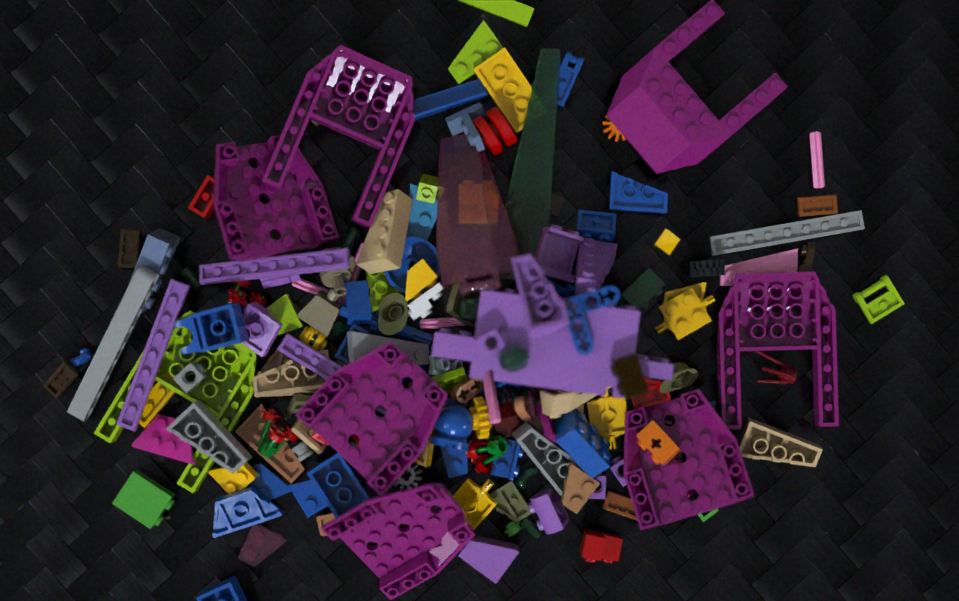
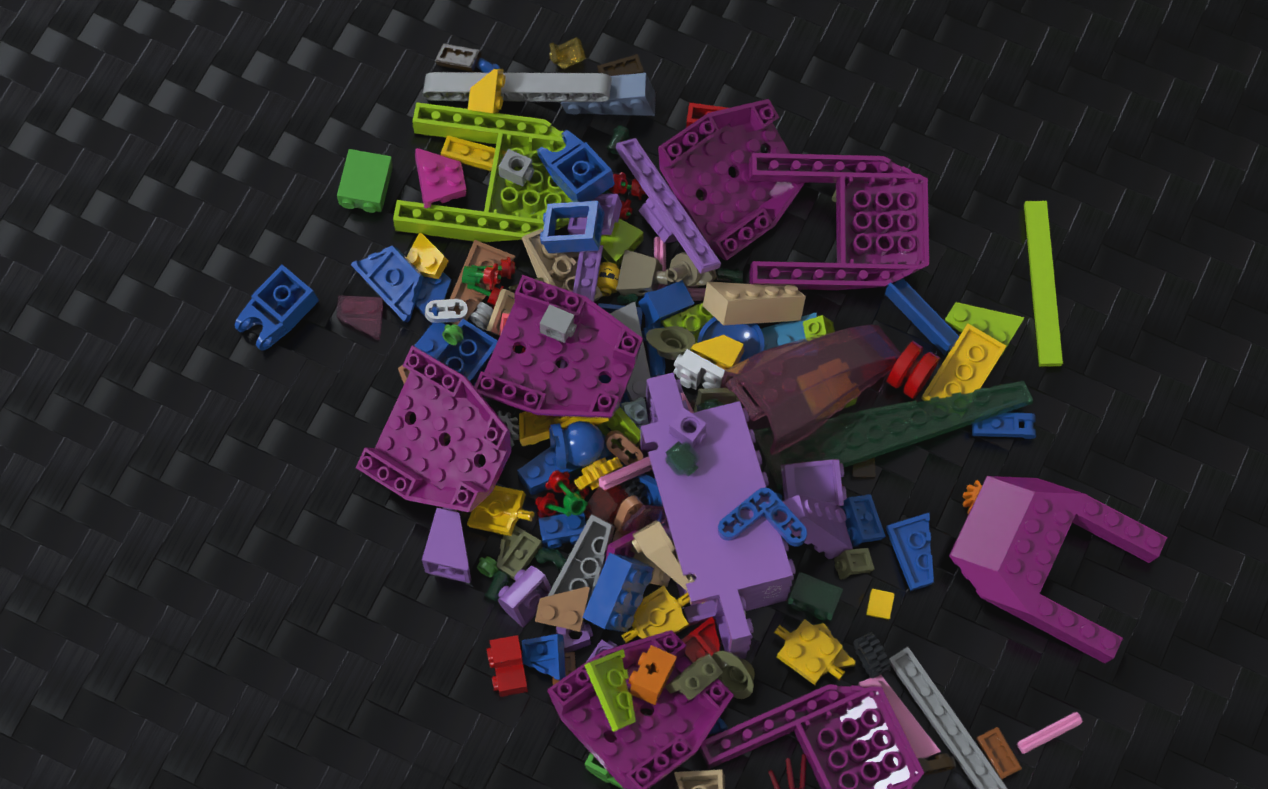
camera: 60 degrees right, 20 degrees down
(95, 287) = (567, 53): none -> clear yellow bracket
(112, 374) = (486, 93): none -> yellow slope
(153, 355) = (522, 126): medium lavender tile -> none
(209, 436) = (462, 207): light grey wedge -> none
(274, 338) = (573, 243): none -> blue window
(284, 478) = (444, 306): none -> white beam
(319, 487) = (452, 334): none -> bright green plate
(350, 403) = (557, 324): none -> light grey brick
(463, 122) = (902, 335): sand blue bracket -> none
(541, 305) = (755, 459): medium lavender wedge -> none
(604, 514) = (545, 655): none -> blue wing
(627, 247) = (853, 562): none -> olive bracket
(629, 376) = (716, 588): dark brown brick -> none
(660, 481) = (611, 688): none -> lime wing
(672, 412) = (695, 677): none -> olive bracket

